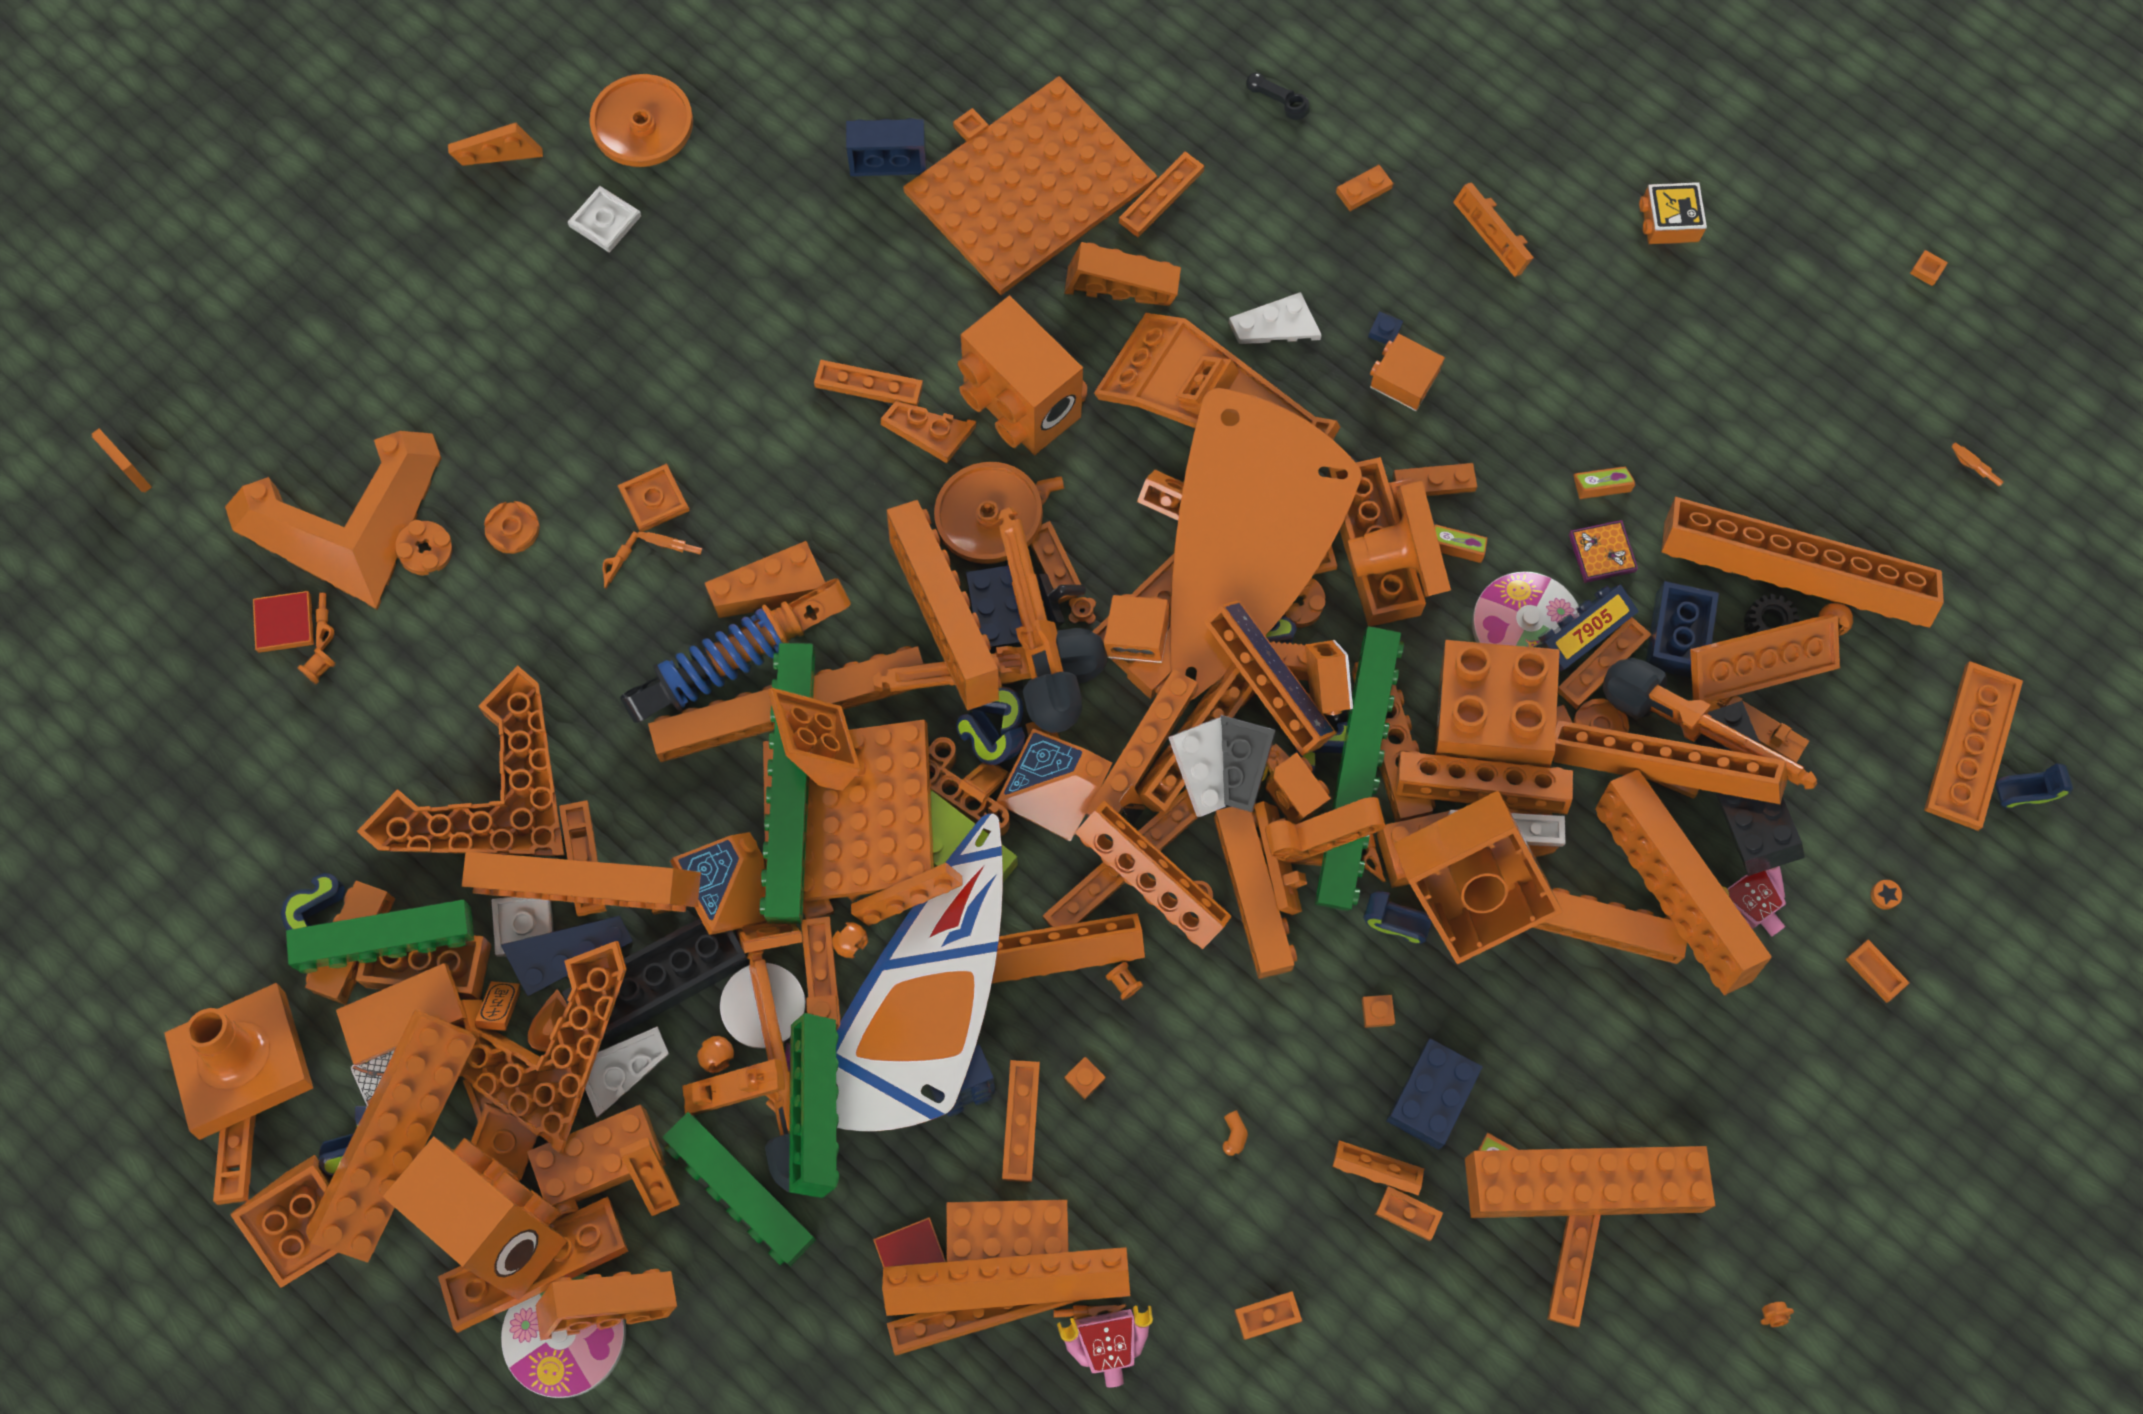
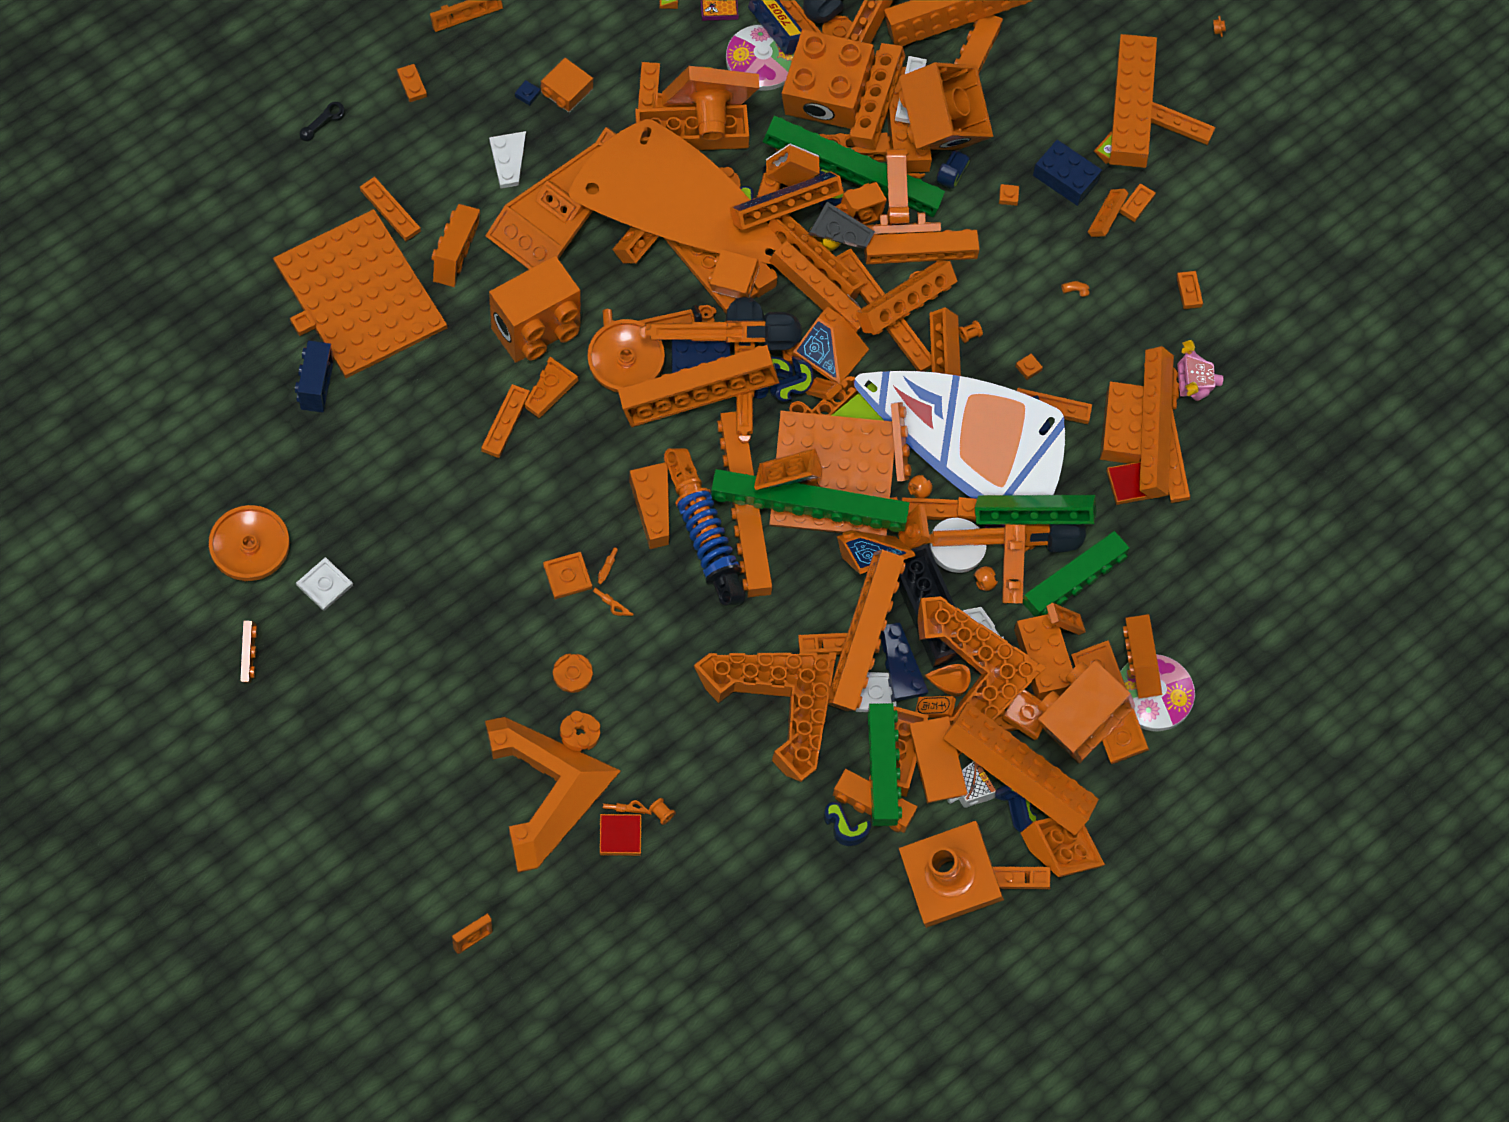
camera: 85 degrees left, 5 degrees down
(1201, 765) = (837, 254): white wing -> none

